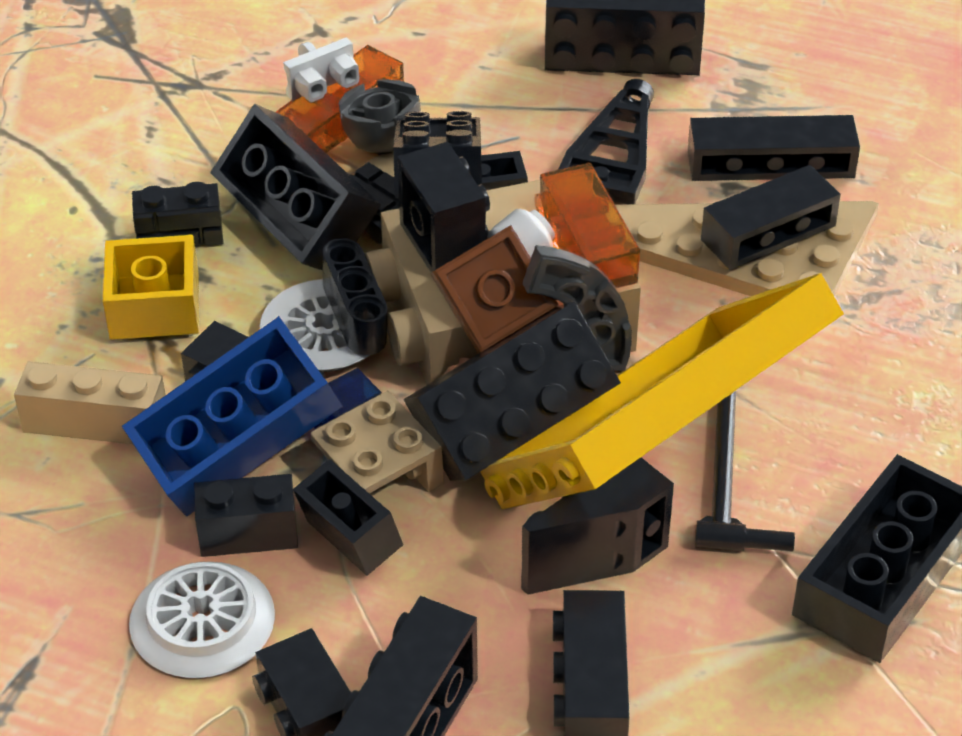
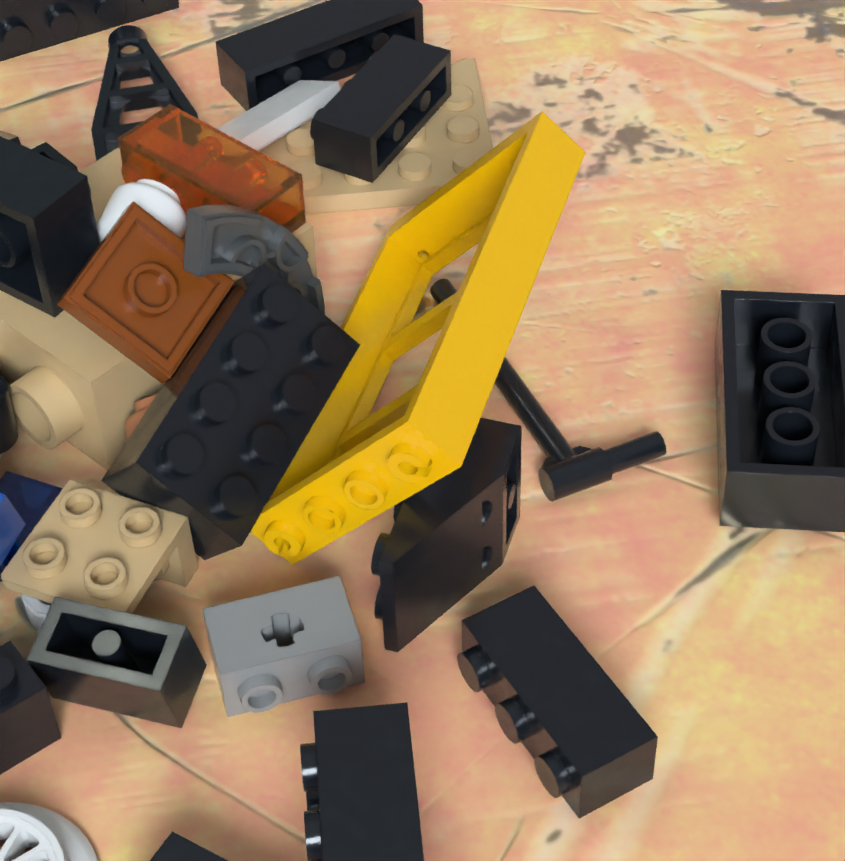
camera: 30 degrees left, 0 degrees up
(454, 555) = (284, 646): none -> light grey brick
(690, 192) = (281, 113): none -> white tile

